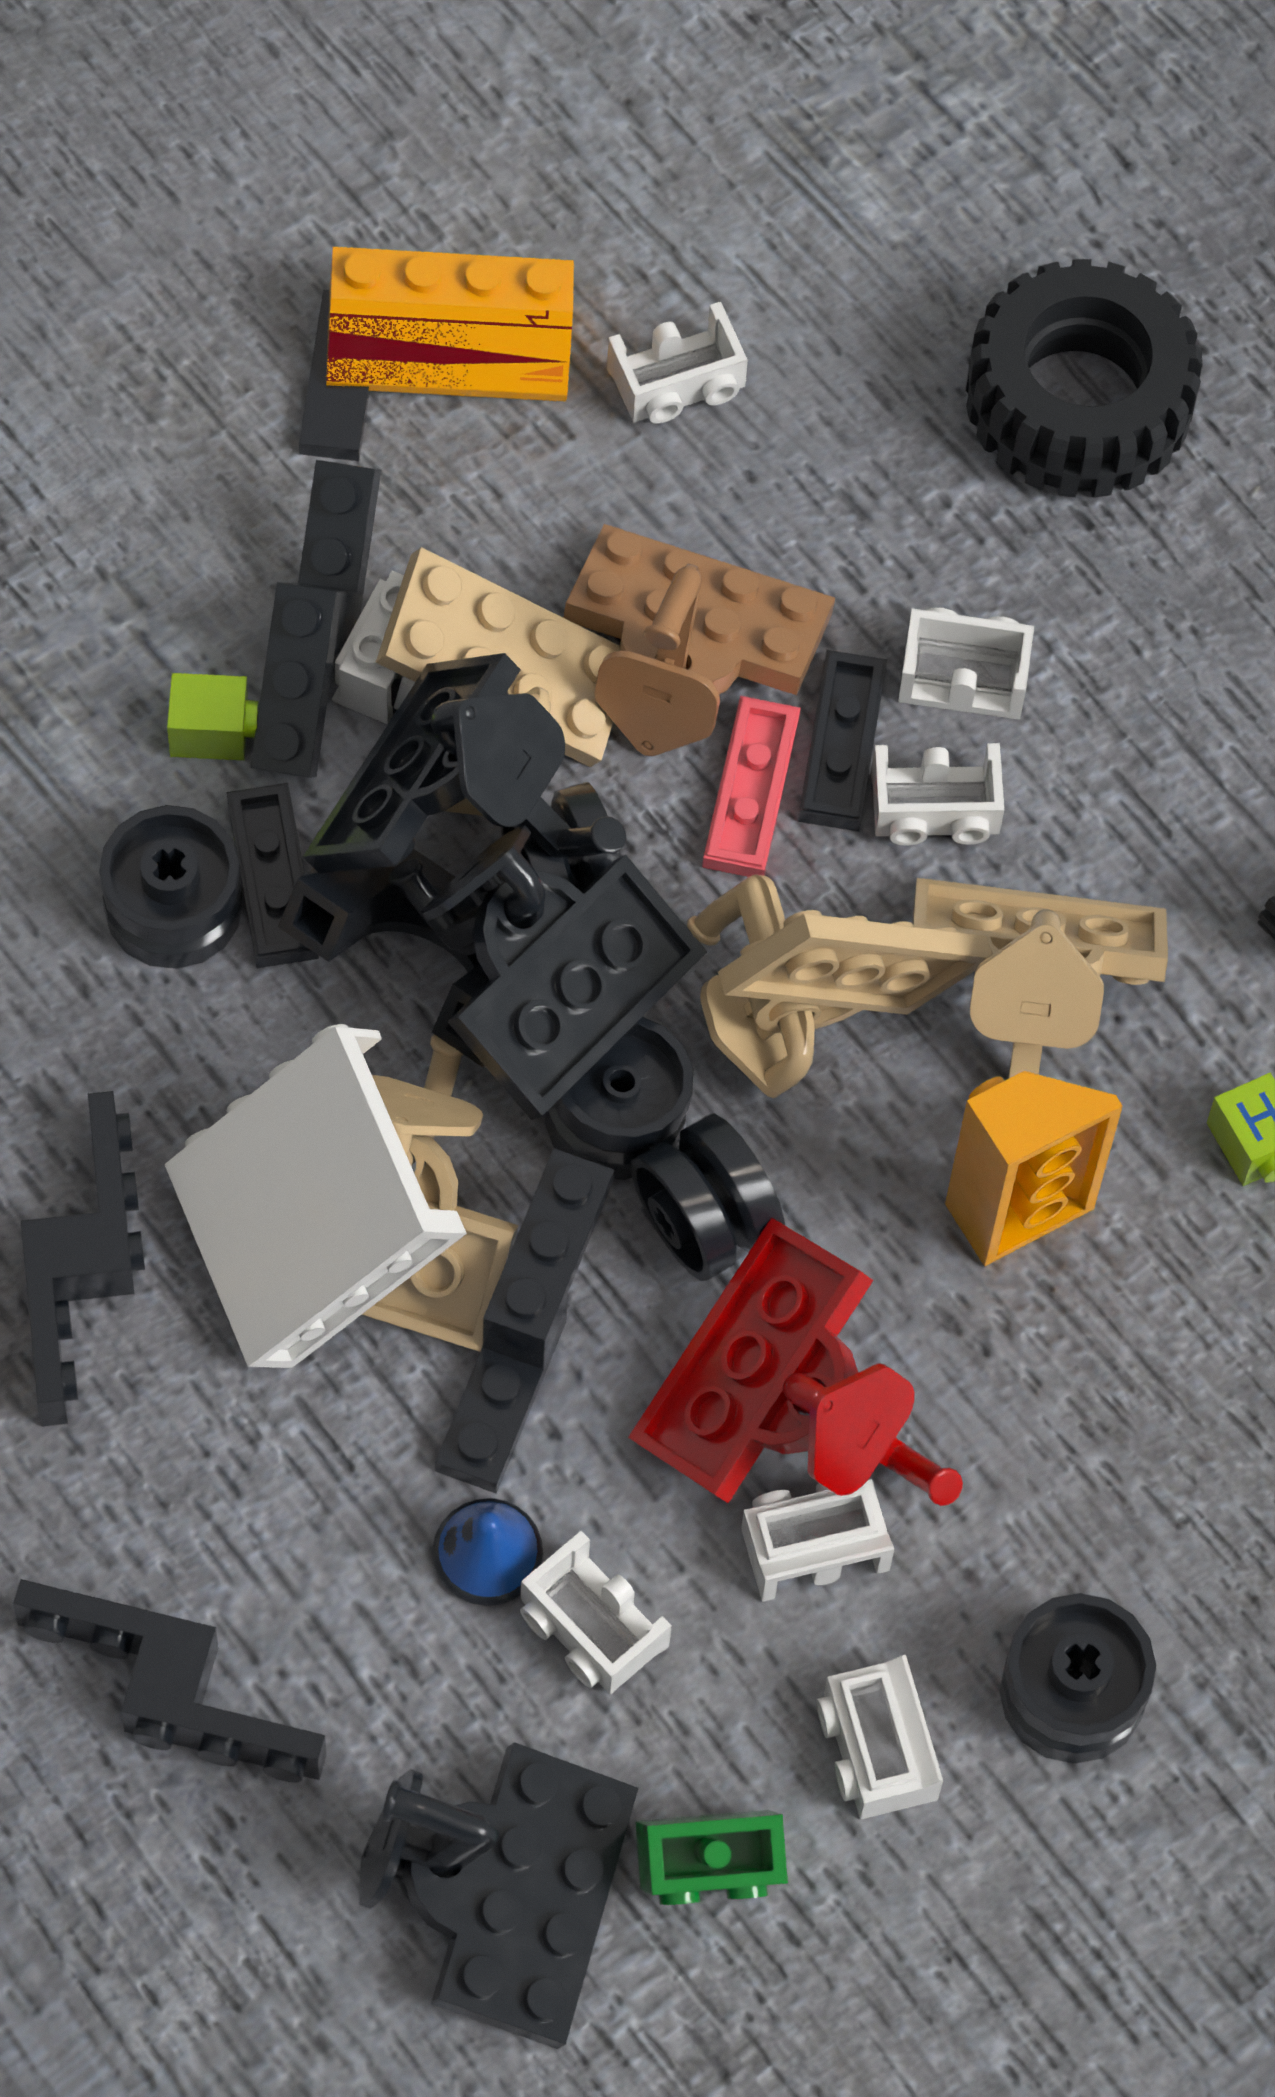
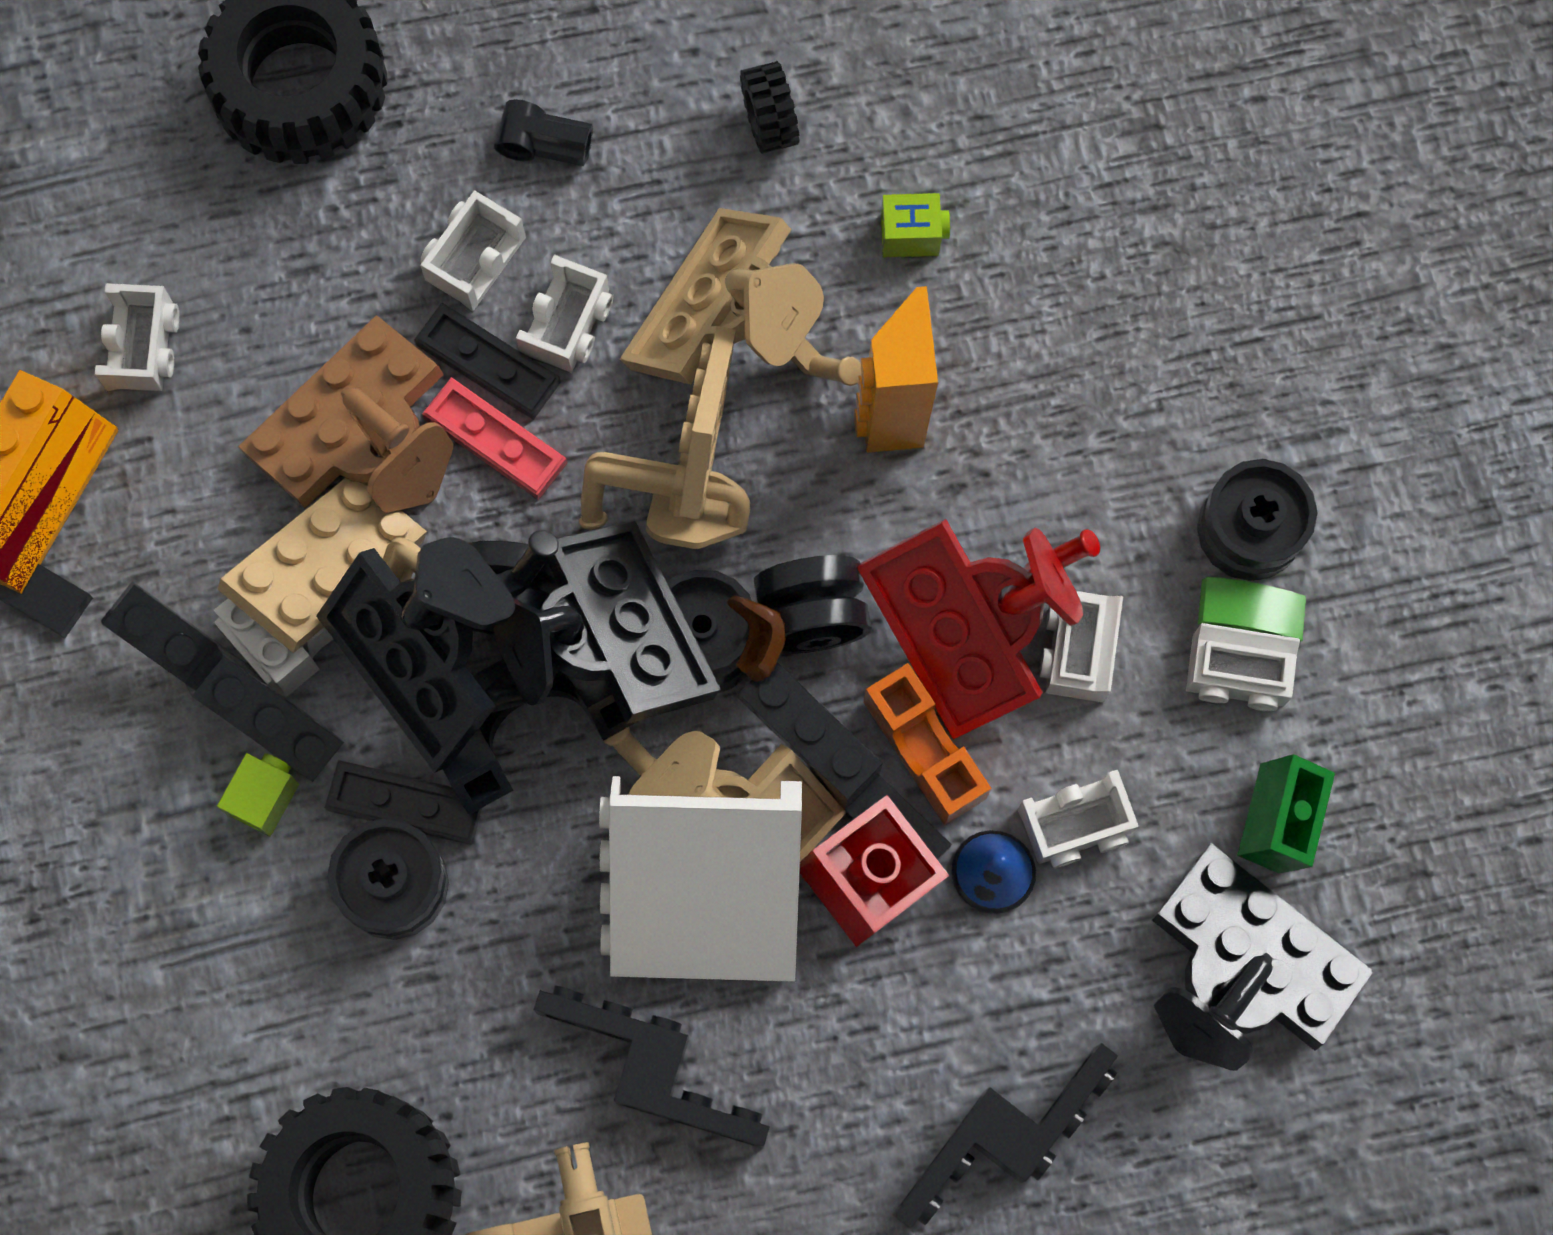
camera: 65 degrees left, 10 degrees up
(419, 1398) = (871, 870): none -> red slope
(621, 1375) = (912, 727): none -> orange arch
(627, 1146) = (764, 640): none -> reddish brown hair
(961, 1722) = (1251, 607): none -> bright green slope
(1149, 665) = (530, 132): none -> black piece

